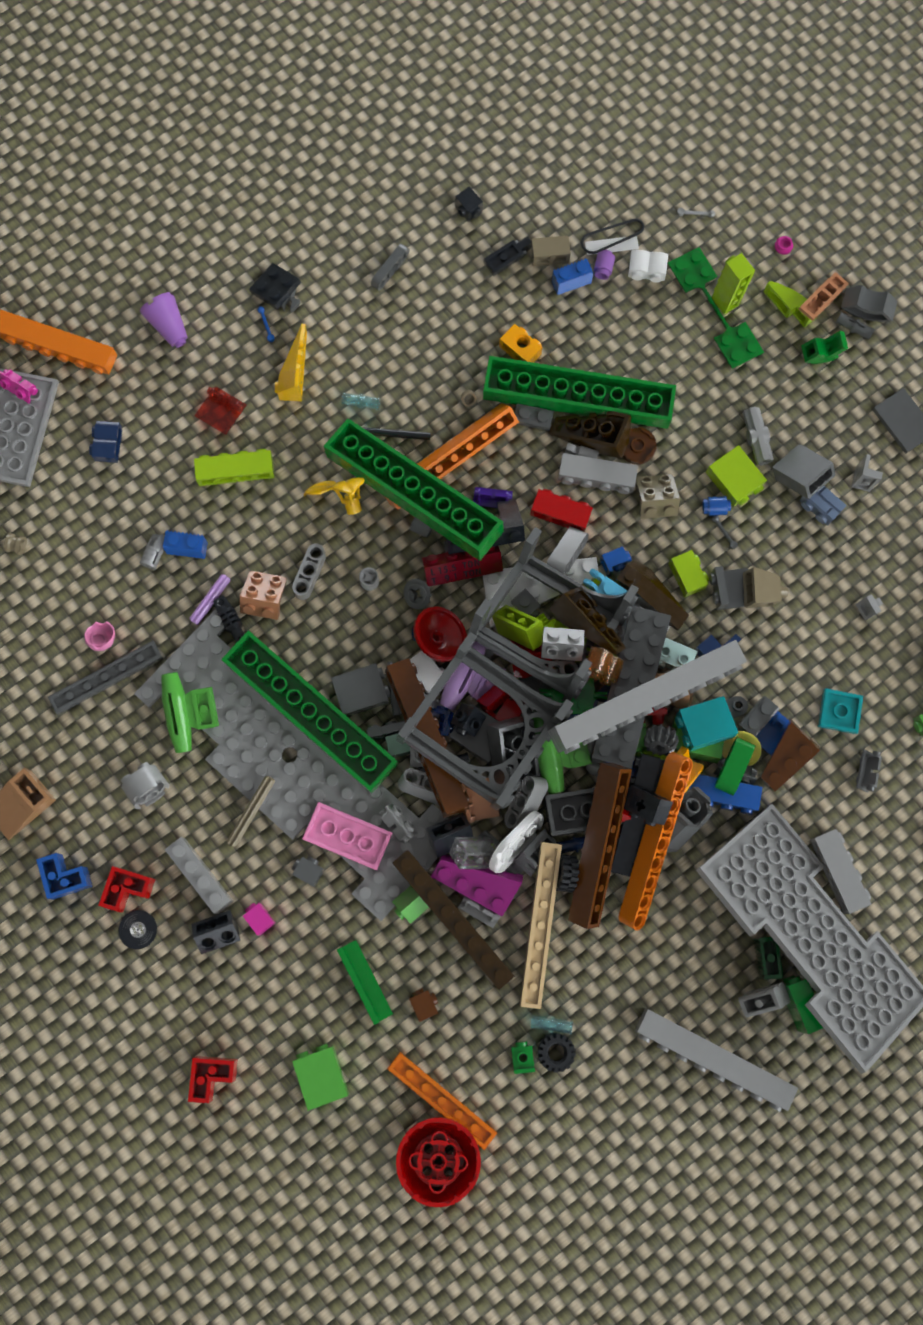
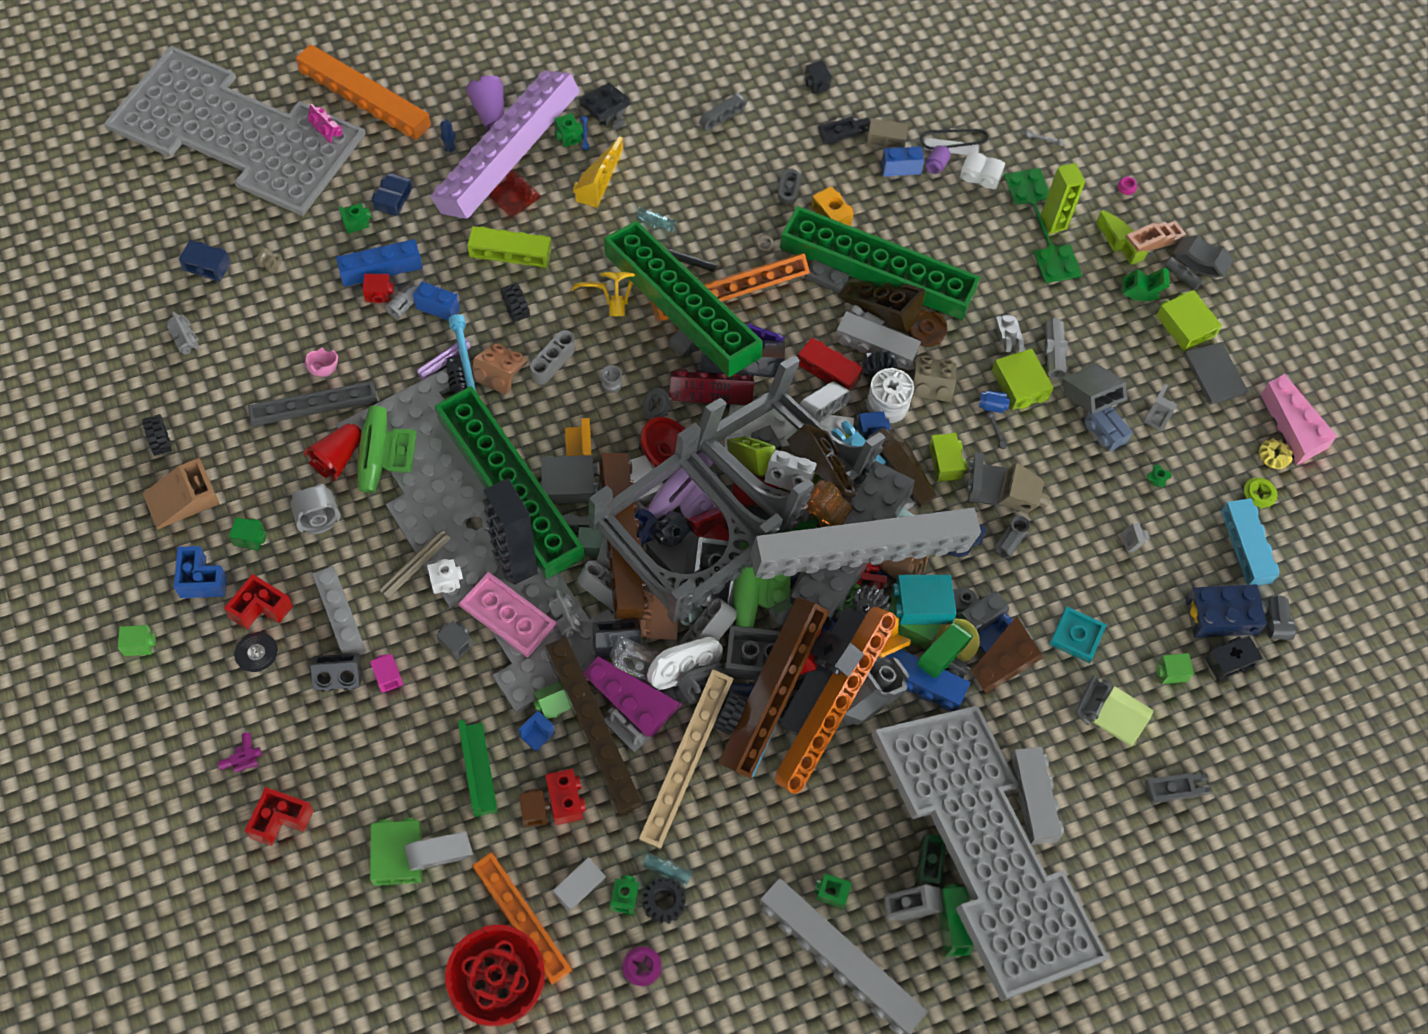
camera: 15 degrees right, 15 degrees down
(29, 952) = (136, 640): none -> bright green brick
(82, 481) = (355, 217): none -> green brick
(92, 823) = (247, 533): none -> green brick
(118, 518) = (388, 259): none -> blue brick
(126, 545) = (377, 288): none -> red brick
(139, 367) = (447, 136): none -> dark blue axle
(143, 723) = (334, 451): none -> red cone
(161, 1028) = (244, 756): none -> magenta piece
(197, 360) = (505, 144): none -> lavender brick
(212, 563) = (457, 324): none -> medium azure piece
(250, 328) = (568, 130): none -> green brick
(258, 526) = (515, 302): none -> black tyre
(278, 812) = (444, 576): none -> white brick
(332, 776) = (510, 531): none -> black brick
(357, 649) = (578, 439): none -> light orange panel
(357, 1069) = (438, 851): none -> light grey beam
(405, 935) = (536, 731): none -> blue panel
(446, 986) = (564, 796): none -> red brick
(474, 332) = (789, 190): none -> dark grey plate
(481, 1060) = (578, 884): none -> light grey hinge
(560, 1121) = (638, 955): none -> magenta gear
(587, 772) = (780, 612): none -> dark grey brick
(606, 499) = (877, 361): none -> black gear
(617, 535) = (890, 392): none -> white wheel
(700, 1008) = (839, 886): none -> green brick
(714, 433) = (1009, 332): none -> light grey hinge
(764, 637) = (1012, 538): none -> dark grey piece
(869, 373) = (1188, 320): none -> lime brick
(872, 542) = (1155, 479): none -> green plate
(898, 776) = (1123, 716): none -> yellowish green slope

